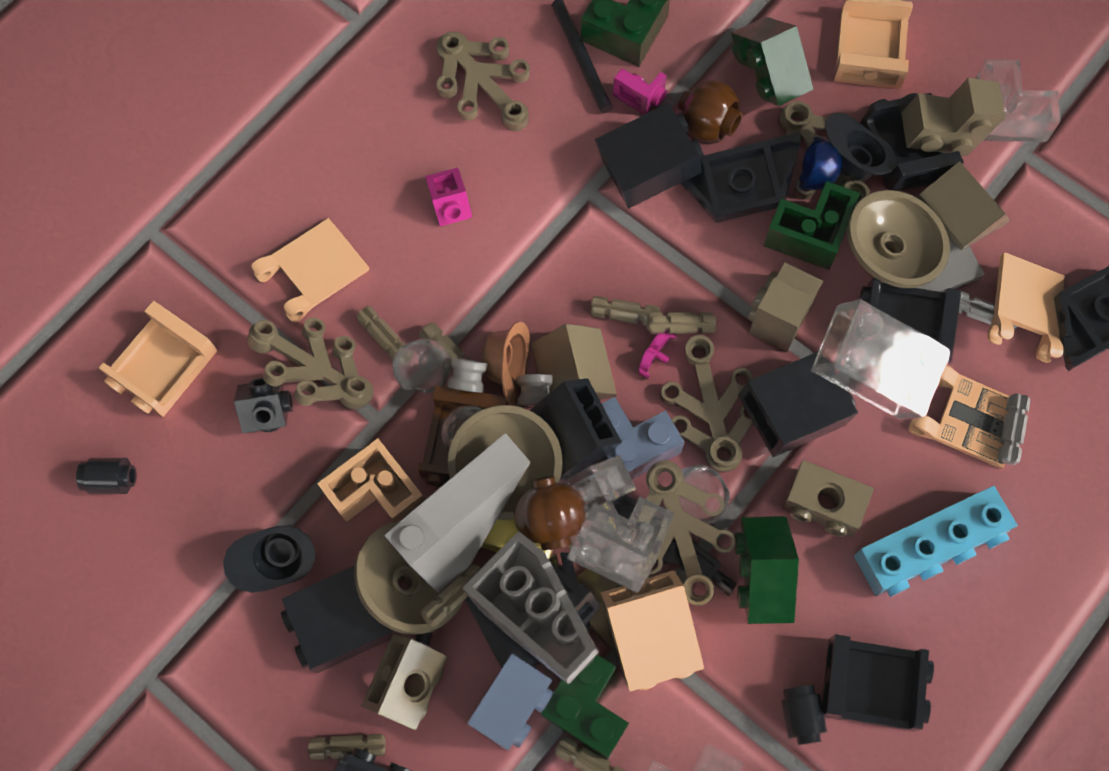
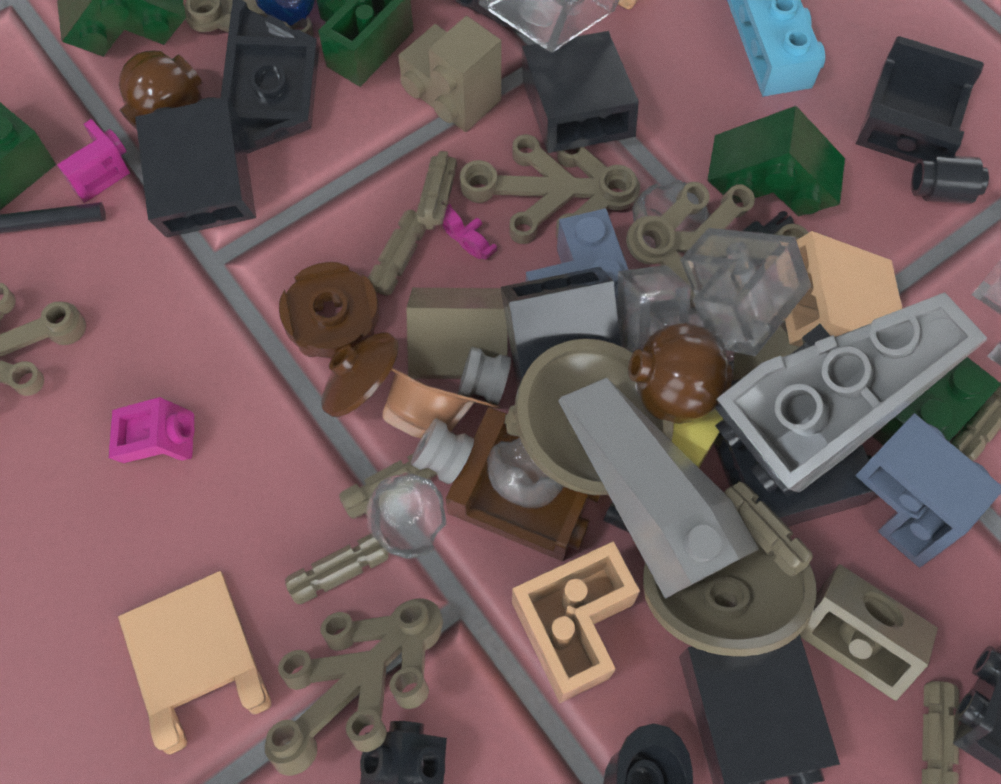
camera: 80 degrees left, 5 degrees down
(515, 307) = (358, 373): none -> reddish brown dish
(556, 295) = (307, 296): none -> reddish brown plate
(848, 495) = (698, 95): dark tan brick -> none

